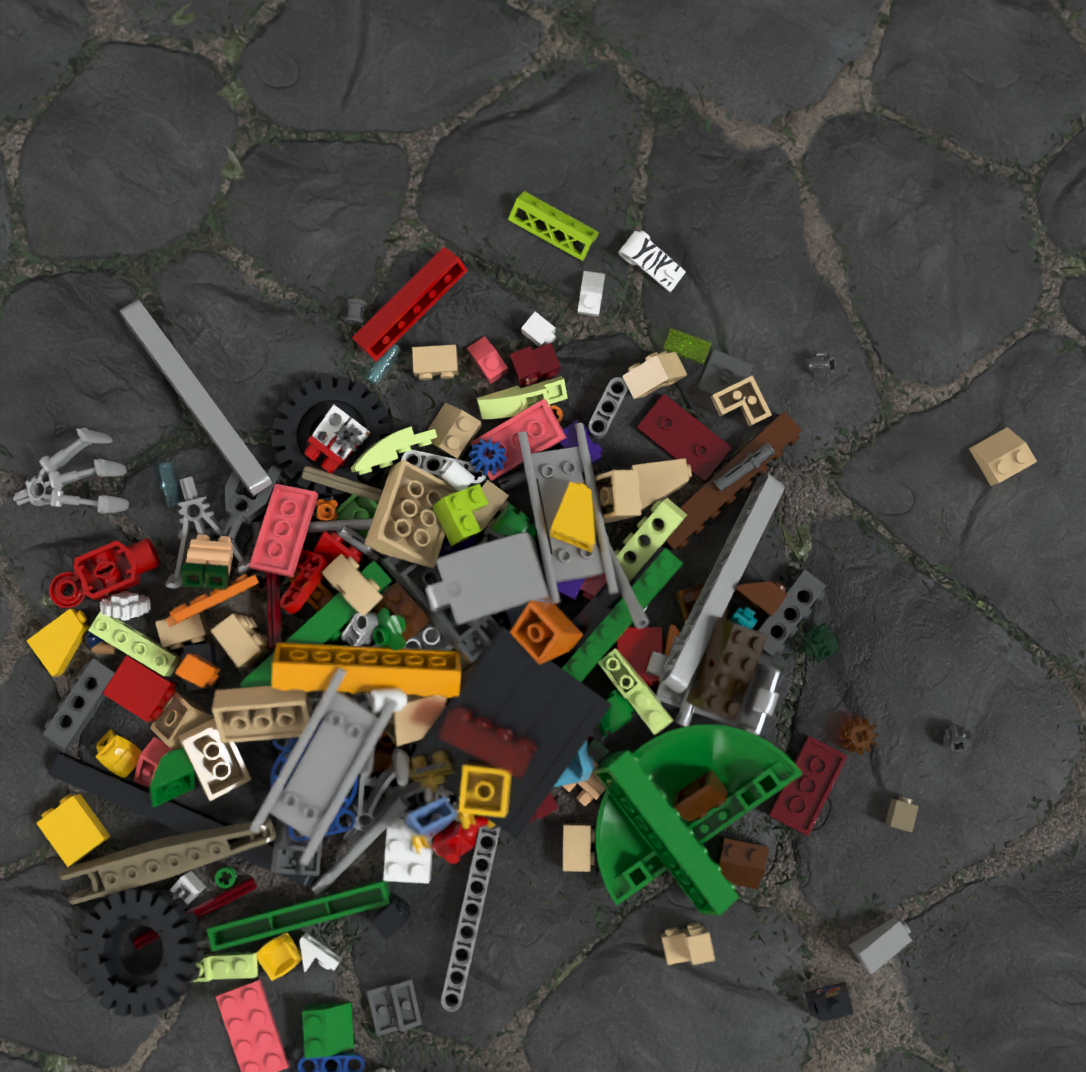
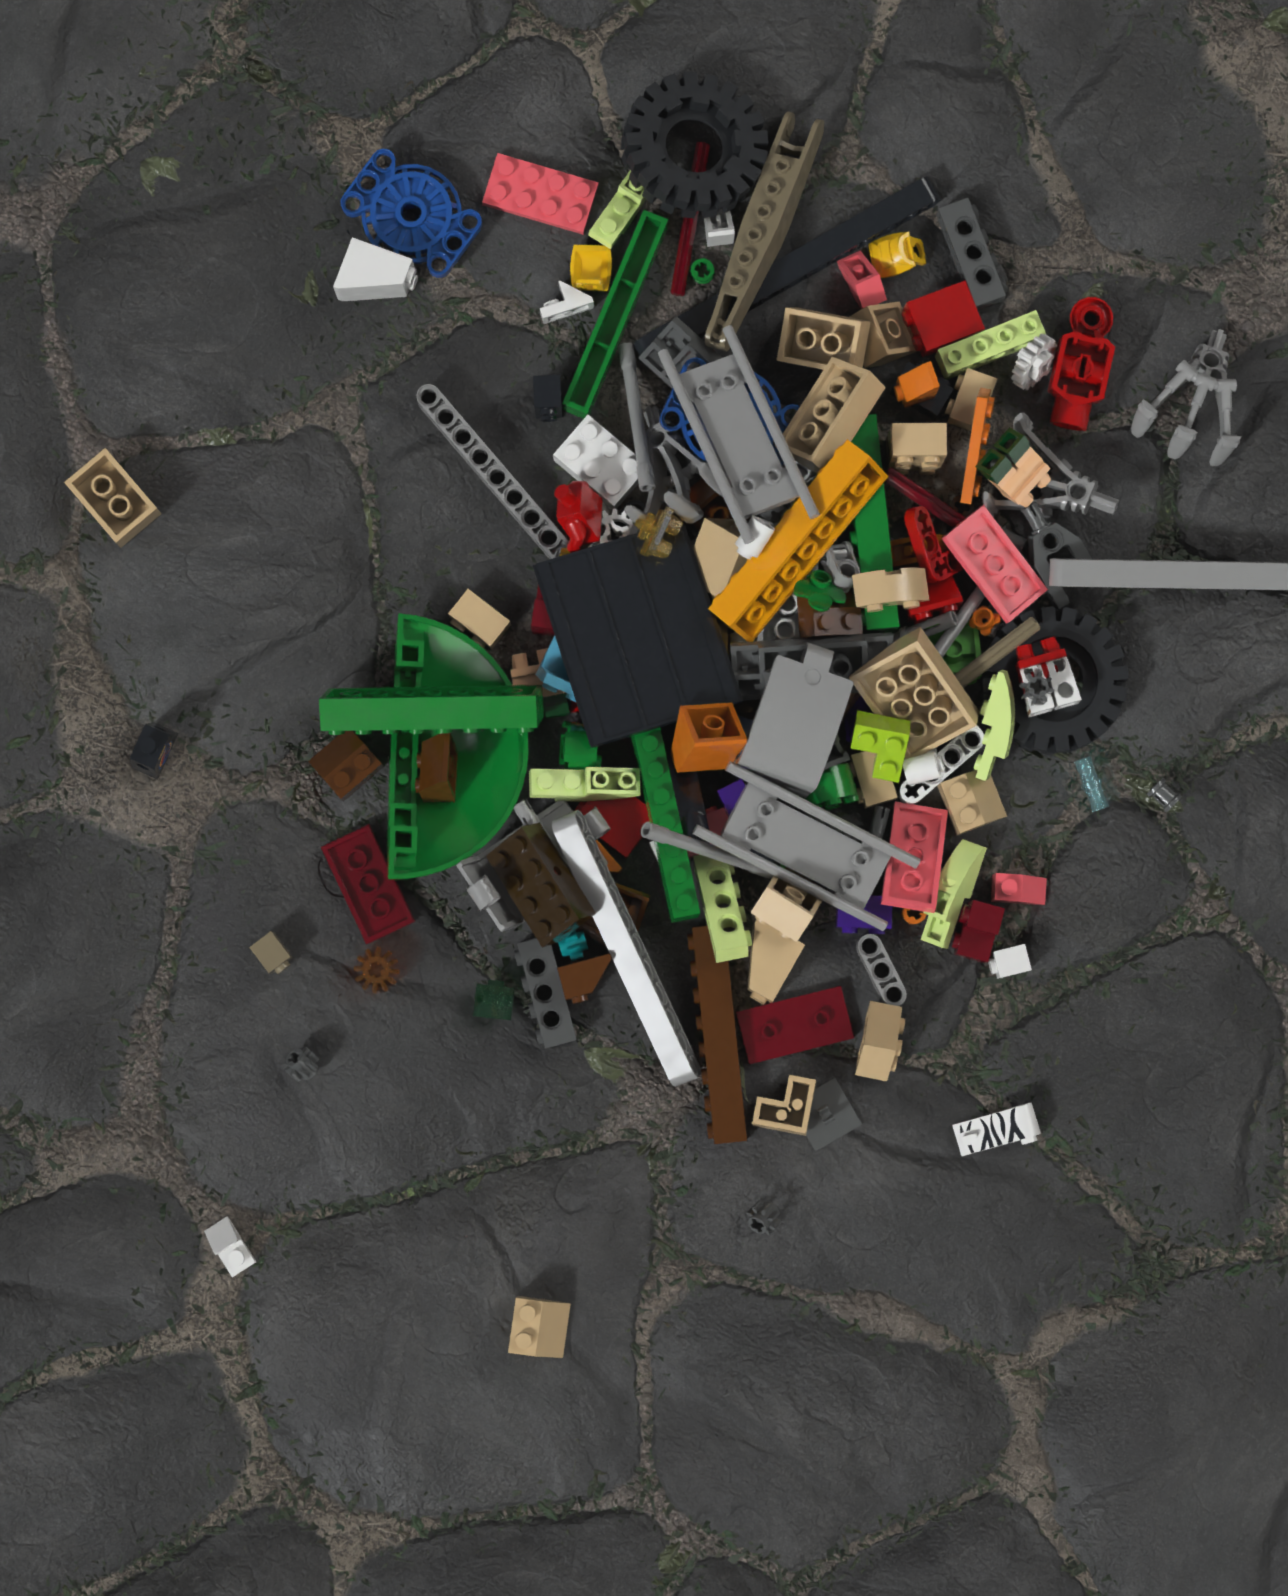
camera: 125 degrees right, 0 degrees up
(60, 640) = (1047, 276): yellow slope -> none
(73, 829) = (856, 162): yellow brick -> none
(98, 646) = (1015, 308): arm -> none
(168, 484) = (1124, 488): clear light blue pin -> none
(172, 777) = (834, 288): green slope -> none
(327, 1029) = (489, 263): green slope -> none
(393, 1007) = (462, 338): dark grey slope -> none
(410, 304) = (1131, 853): red brick -> none
(431, 821) = (610, 497): medium blue torso -> none
(435, 361) = (1054, 836): tan brick -> none
(484, 463) = (923, 821): blue gear -> none
(485, 790) = (601, 568): yellow brick -> none
(487, 741) = (644, 603): clear red brick -> none
(554, 218) = (1111, 1062): lime fence -> none
(575, 518) = (795, 846): yellow slope -> none
(591, 293) = (1010, 1044): white slope -> none
(687, 346) = (884, 1098): clear neon green plate -> none
(687, 944) = (309, 653): tan brick -> none
(746, 465) = (721, 1054): dark grey pin -> none
(881, 944) = (168, 838): light grey slope -> none

